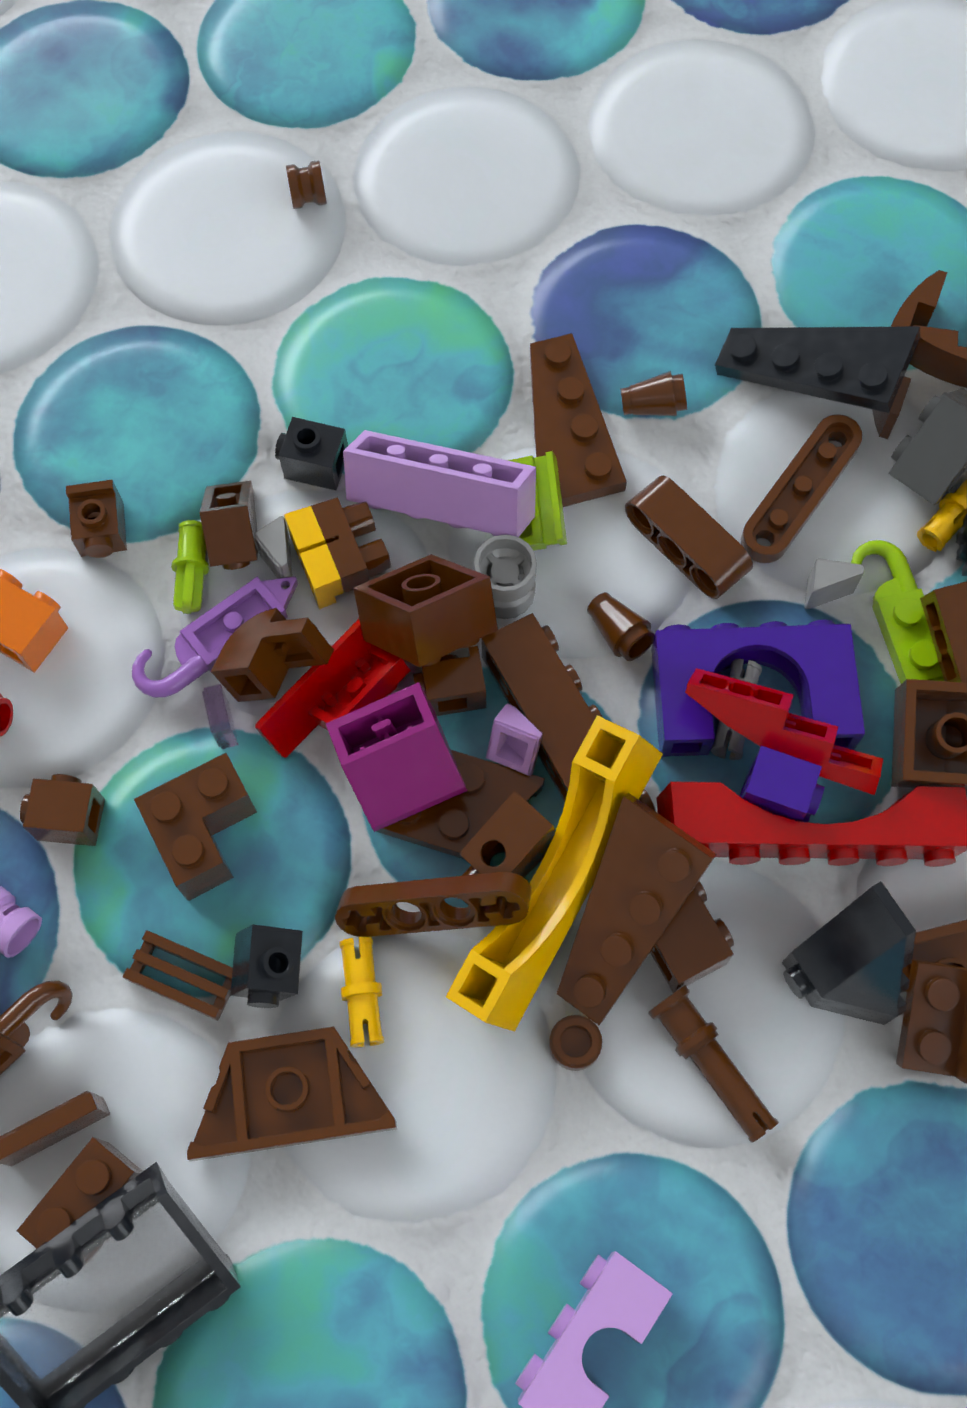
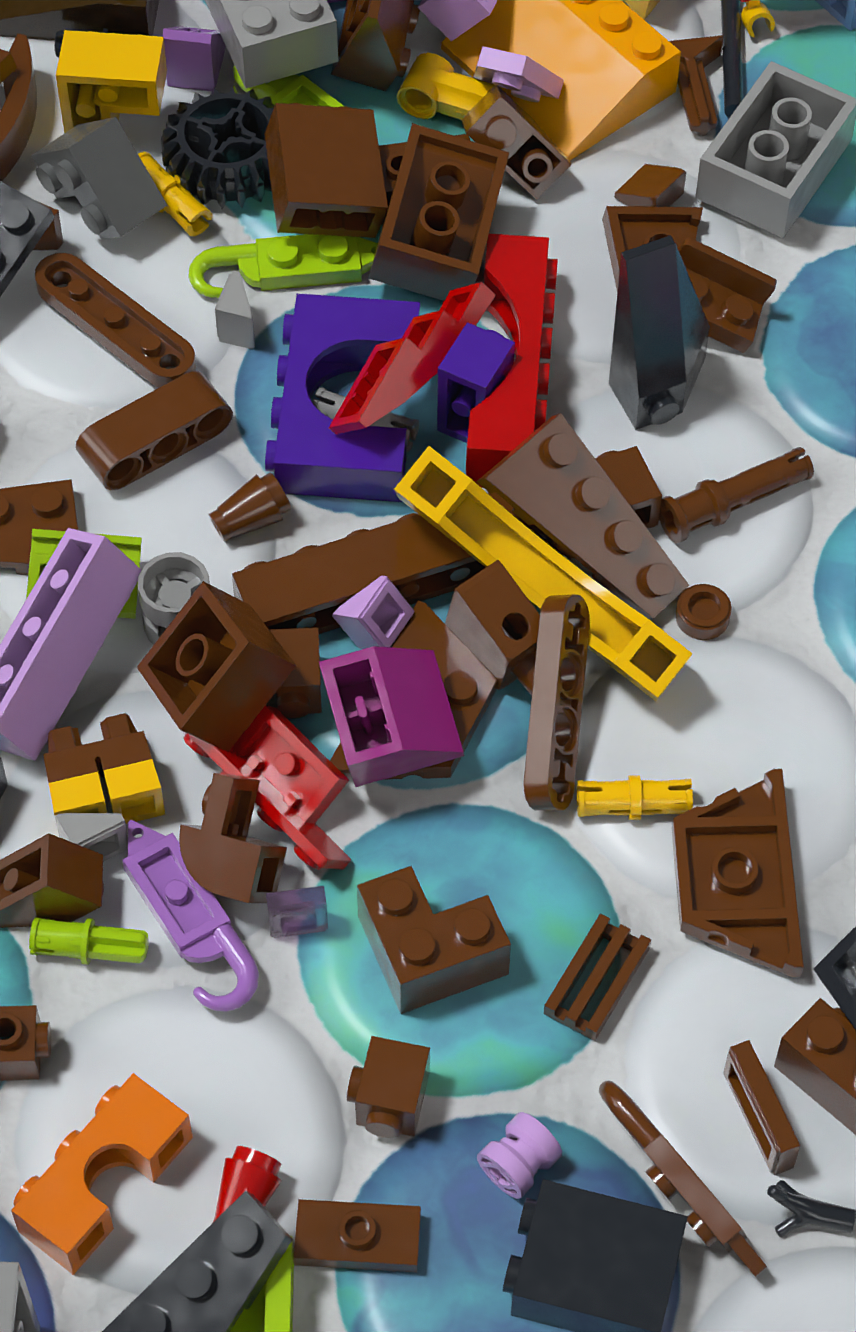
camera: 85 degrees left, 10 degrees down
(266, 965) = (602, 876): black brick -> none

